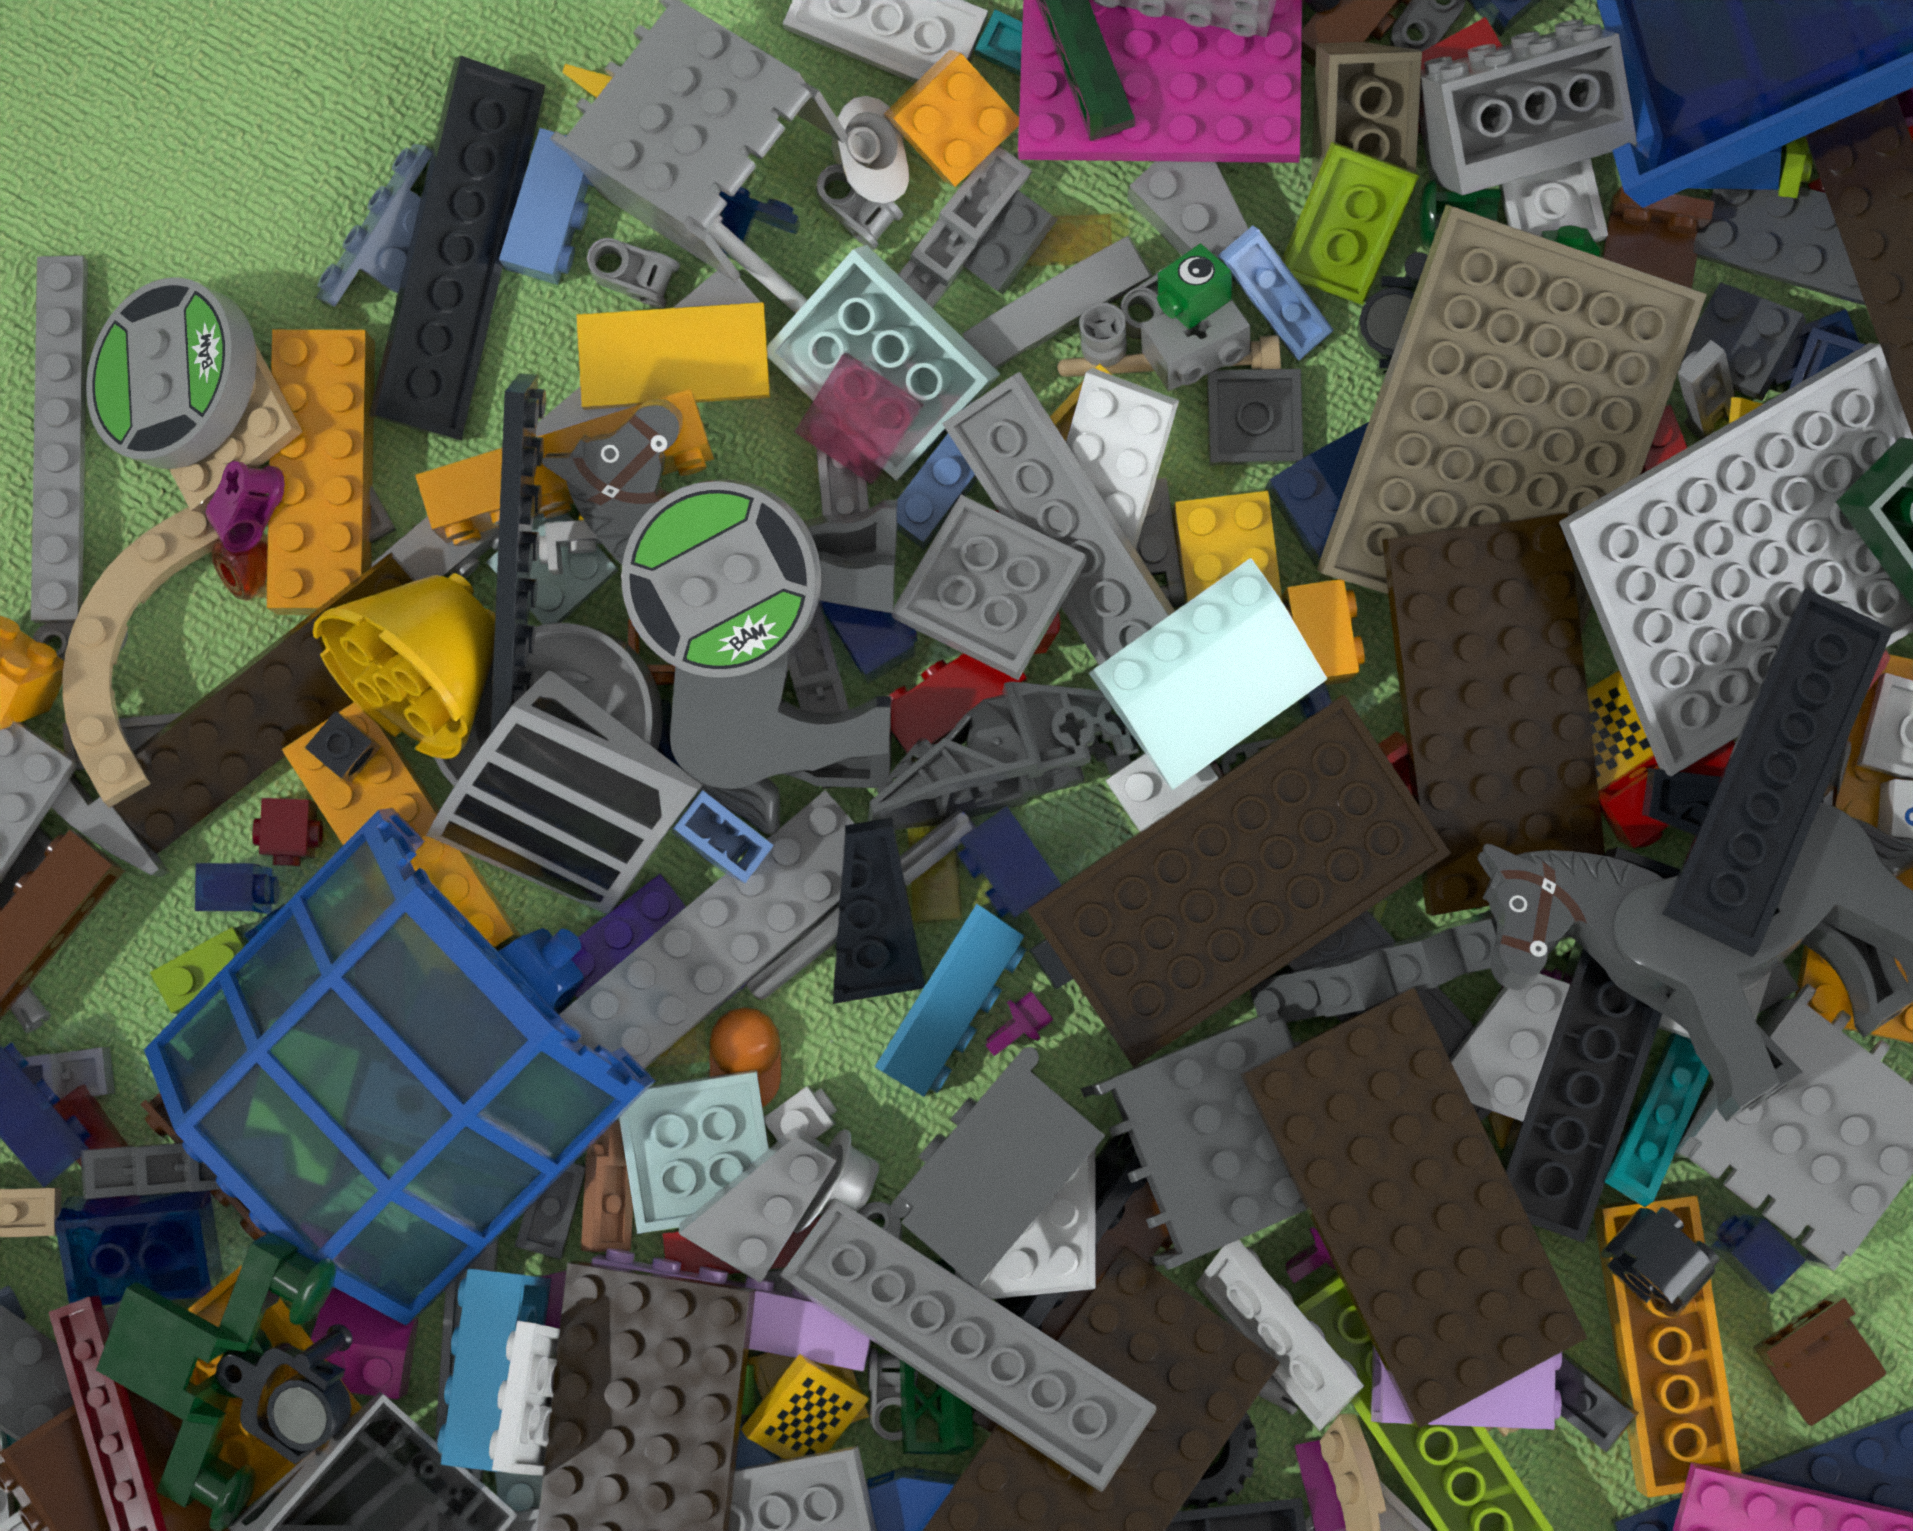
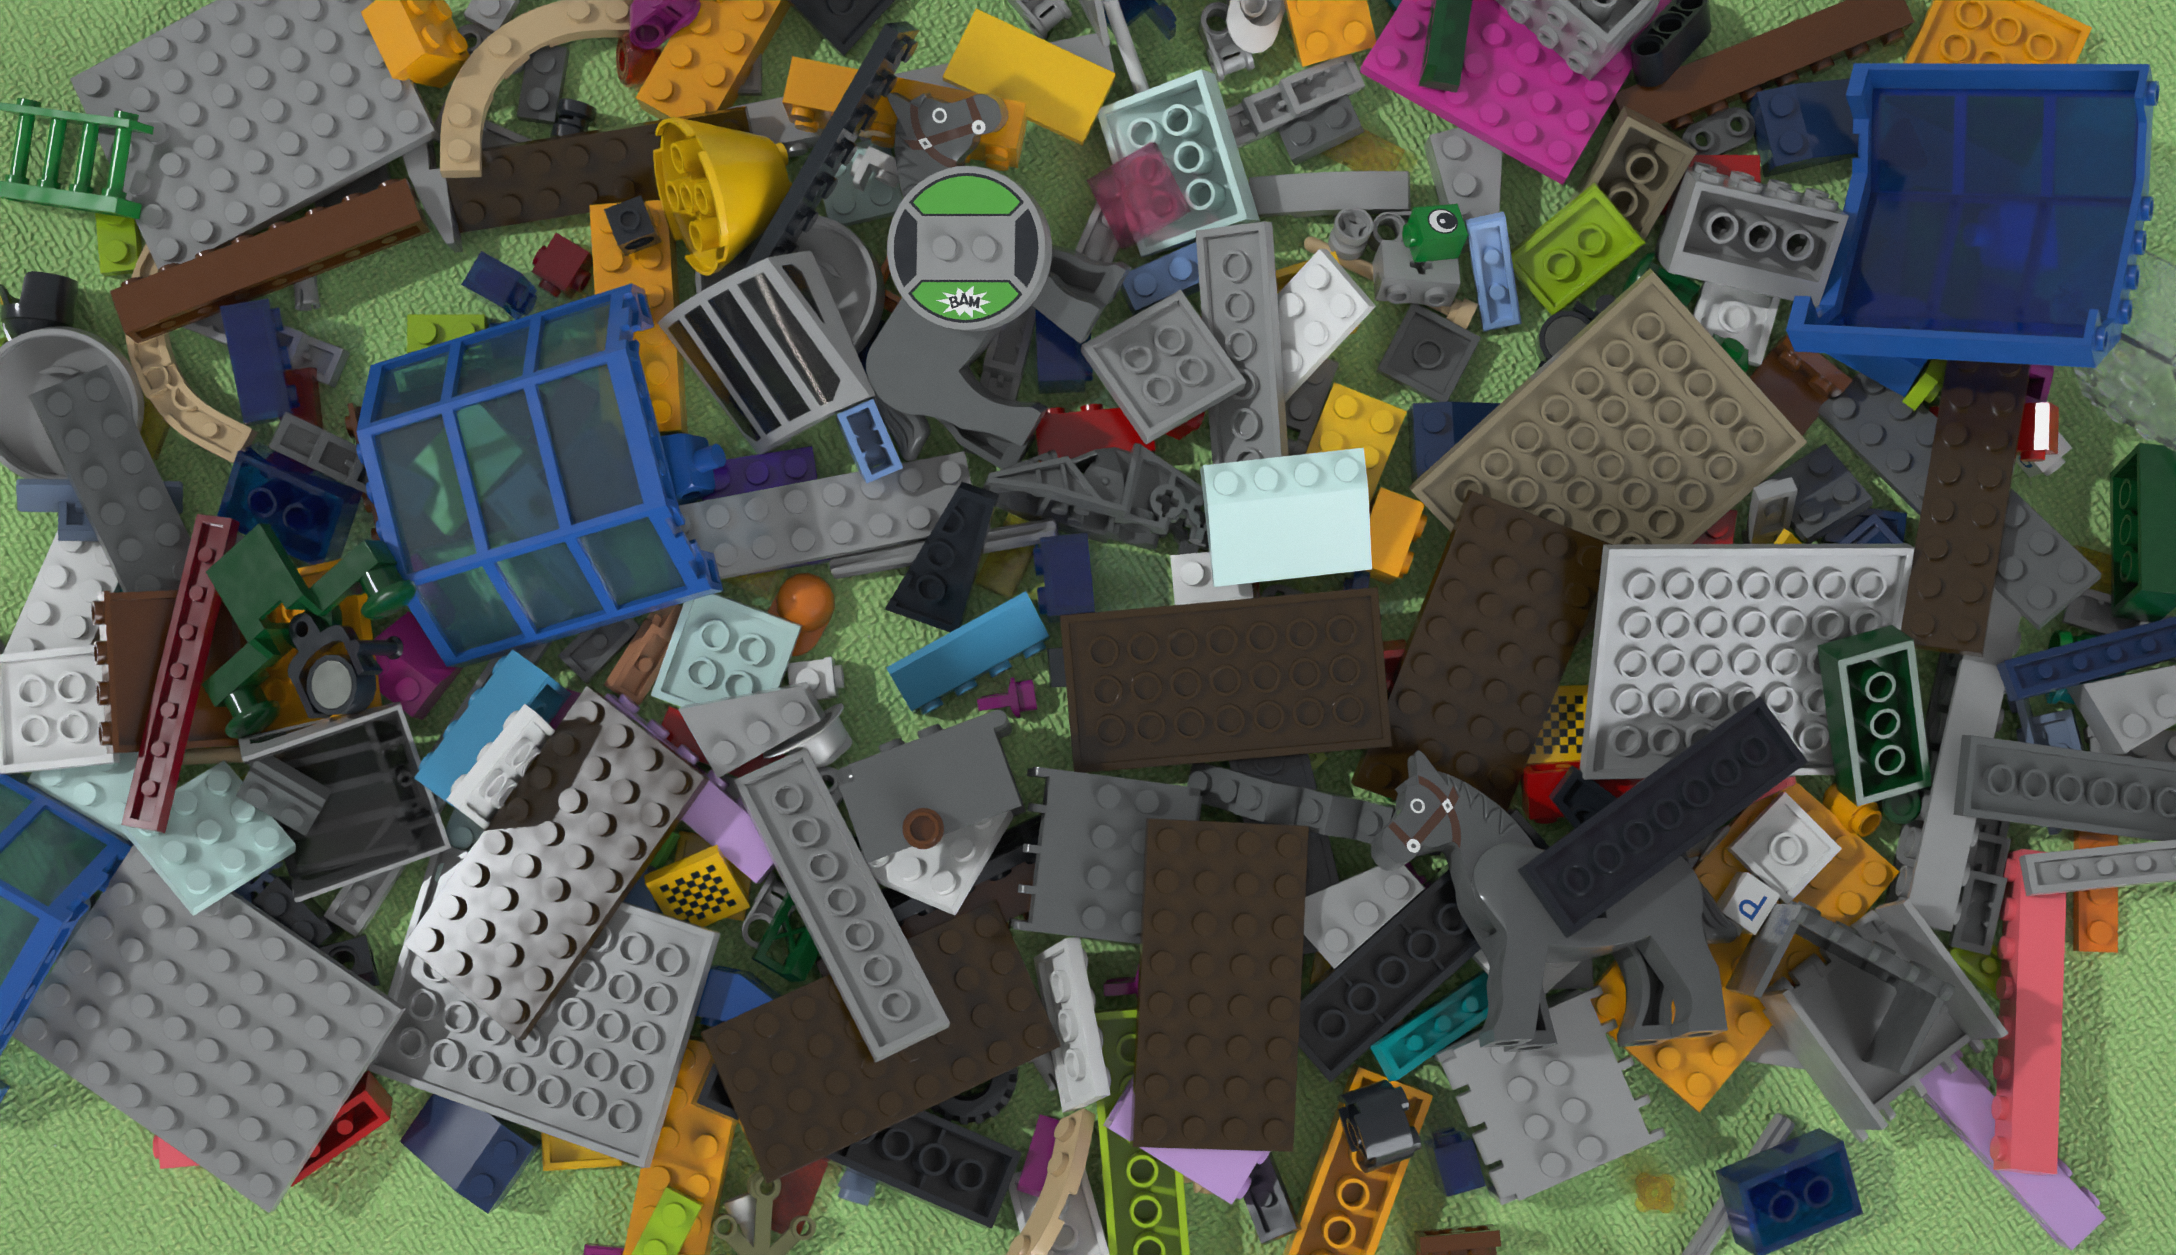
camera: 25 degrees right, 0 degrees up
(158, 648) = (543, 85): none -> dark grey plate
(210, 665) = (573, 117): none -> black wheel
(1016, 1218) = (923, 828): none -> reddish brown plate

